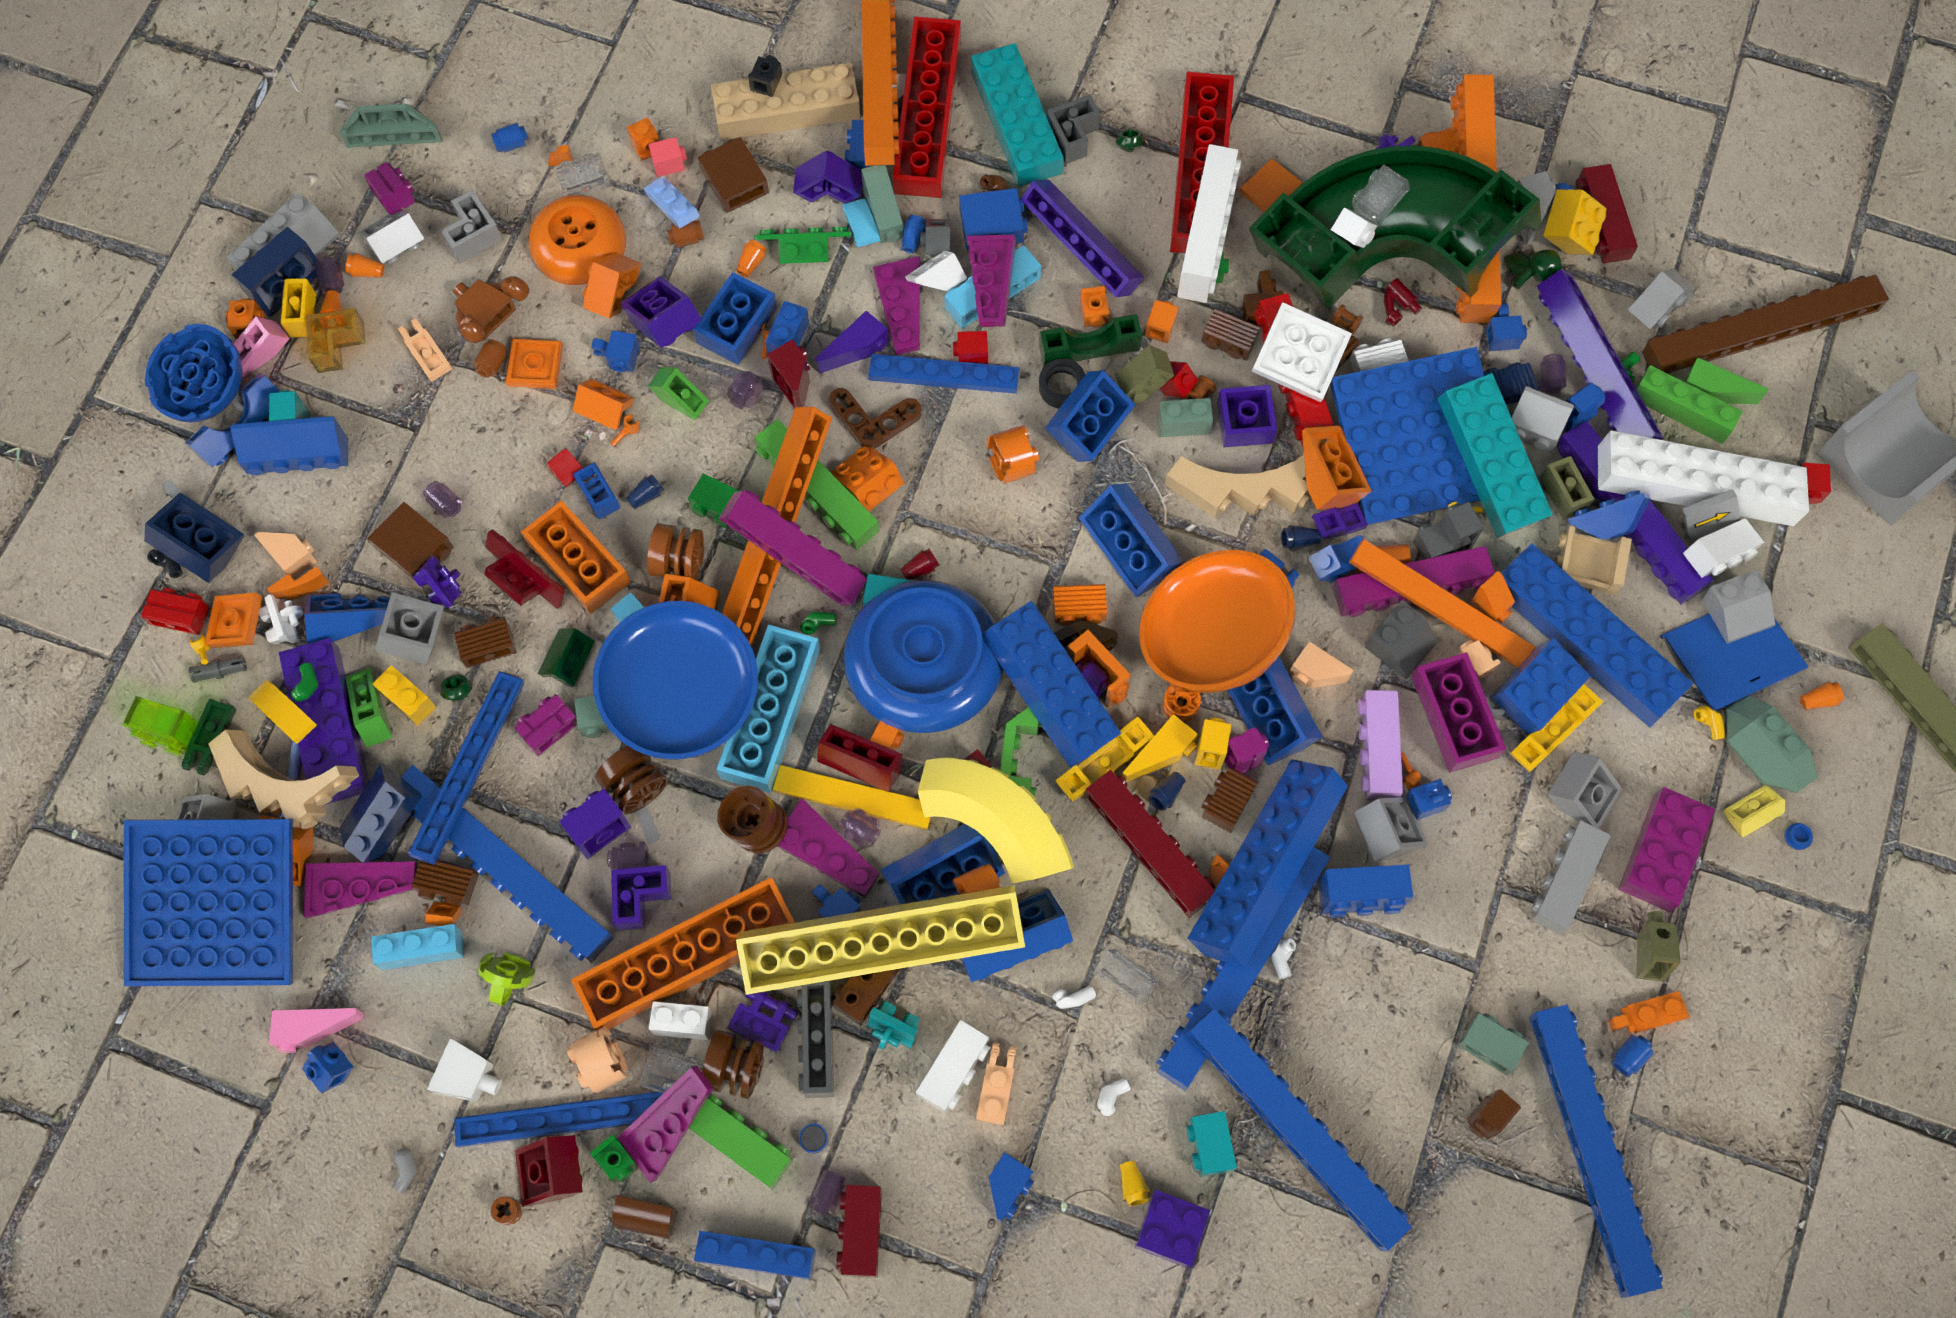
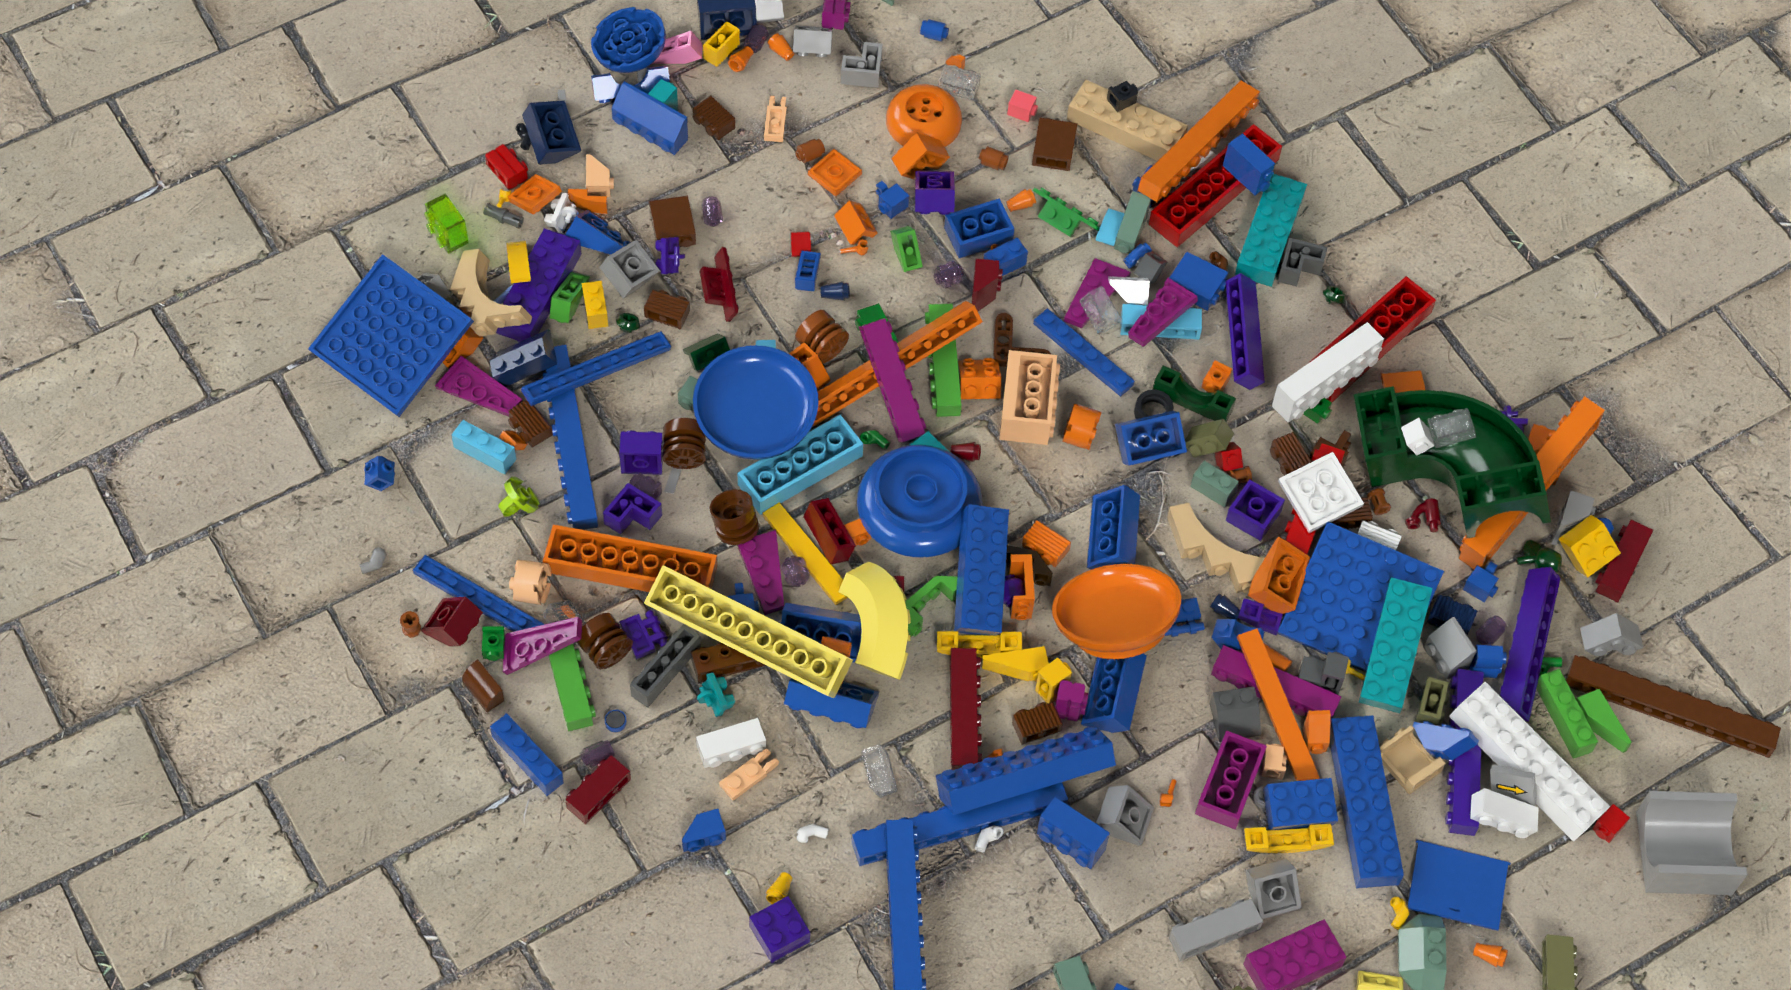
camera: 35 degrees right, 10 degrees down
(212, 723) = (477, 240): dark green hinge -> none
(241, 314) = (685, 24): orange brick -> none
(306, 1027) = (383, 442): bright pink slope -> none
(307, 685) = (544, 256): green arm -> none
(329, 333) = (727, 71): clear yellow brick -> none
(357, 395) = (714, 118): none -> reddish brown brick
(463, 1074) = (449, 534): white torso -> none
(486, 306) = (833, 118): dark orange torso -> none
(546, 724) = (661, 380): magenta brick -> none
(576, 557) = (761, 298): orange brick -> none
(641, 135) = (1016, 81): orange brick -> none
(671, 202) = (1000, 134): light blue plate -> none
(680, 1020) = (595, 596): white brick -> none
(829, 176) = (1112, 183): dark purple brick -> none
(856, 343) = (1040, 294): dark purple slope -> none
(928, 318) = (1100, 310): none -> clear brick
(937, 462) = (1029, 397): none -> light nougat brick
(953, 61) = (1249, 164): none -> blue brick
(971, 347) = (1114, 348): red brick -> none
(1074, 1000) = (840, 763): white arm -> none
(1161, 321) = (1253, 417): orange brick -> none
(1166, 792) = (1001, 690): dark blue cone -> none
(1186, 712) = (1057, 638): orange wheel -> none
(1211, 1143) = (847, 903): teal brick -> none
(1318, 668) = (1164, 690): light nougat slope -> none
(1381, 744) = (1165, 762): lavender brick -> none
(1429, 799) = (1166, 816): blue brick -> none
(1740, 606) = (1484, 858): light grey slope -> none

